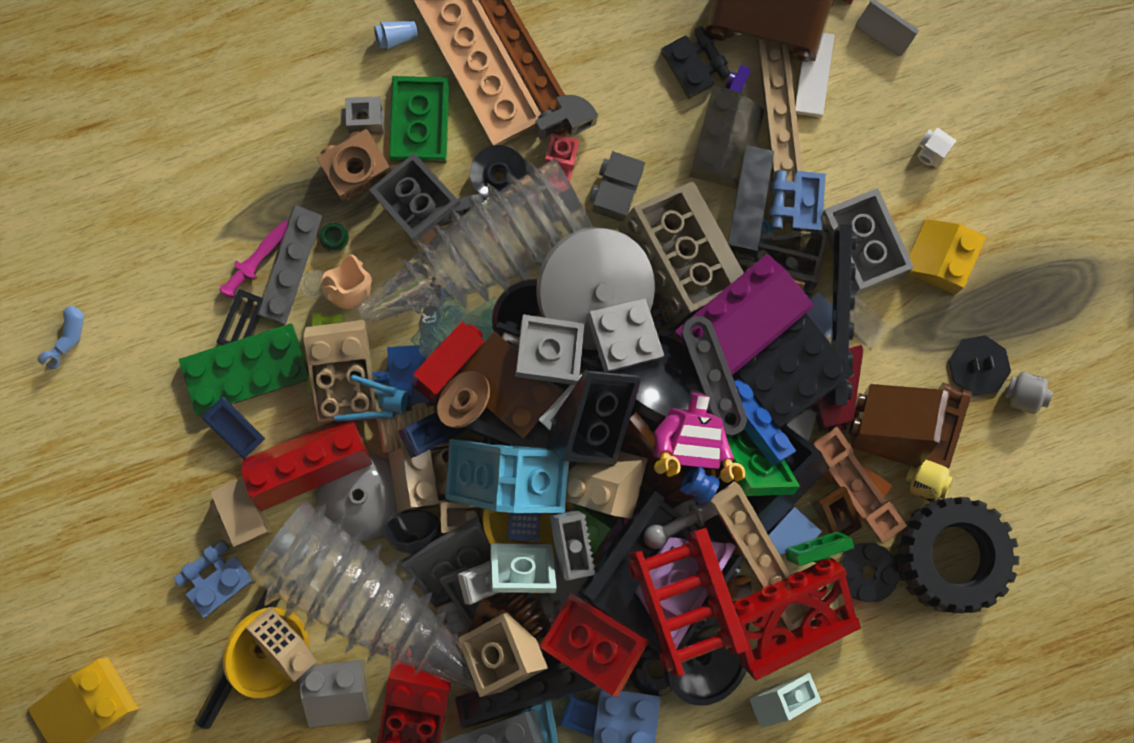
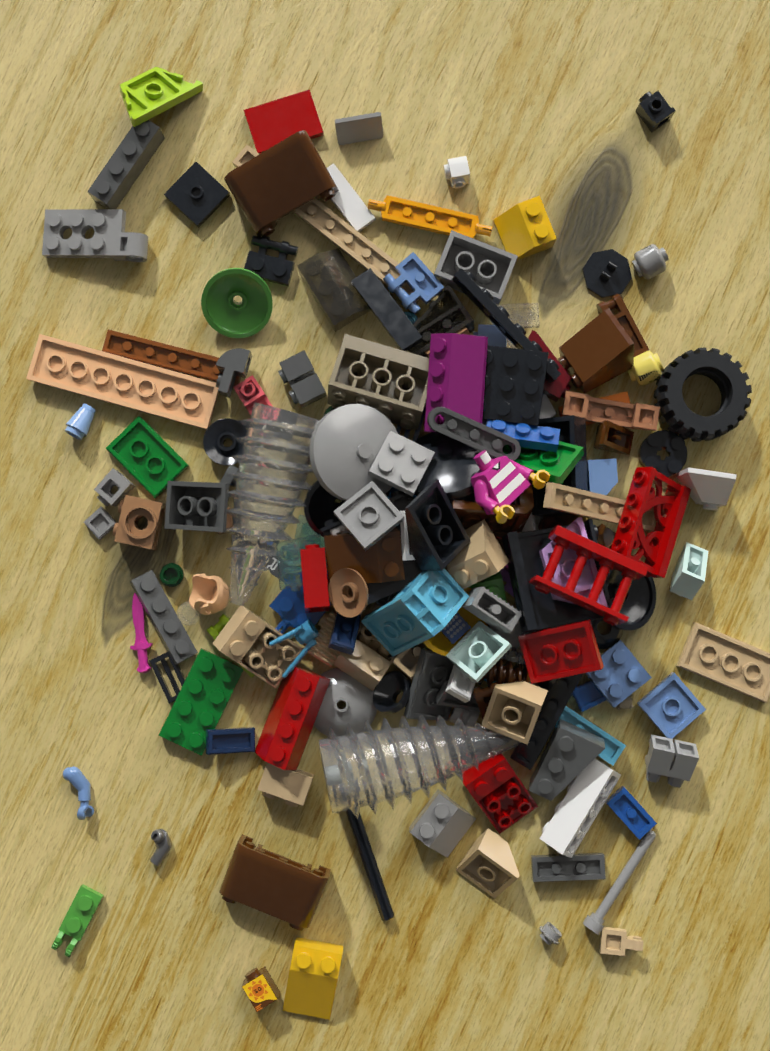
camera: 40 degrees left, 5 degrees up
(29, 667) = (260, 988): none -> brick
(84, 454) = (163, 846): none -> flat silver arm
(137, 589) = (273, 884): none -> reddish brown windscreen
(218, 587) = (316, 834): medium blue plate -> none
(249, 668) = (391, 841): yellow dish -> none
(281, 644) = (388, 830): tan slope -> none
(321, 133) = (100, 523): none -> light grey tile
(611, 70) = (233, 317): none -> bright green dish
(656, 535) = (533, 556): light grey pin -> none
(699, 485) = (529, 504): blue wheel -> none
(737, 81) = (306, 248): dark purple plate -> none
(819, 548) = (625, 469): green plate -> none
(870, 160) = (428, 217): none -> light orange plate
(878, 641) = (707, 487): none -> white slope

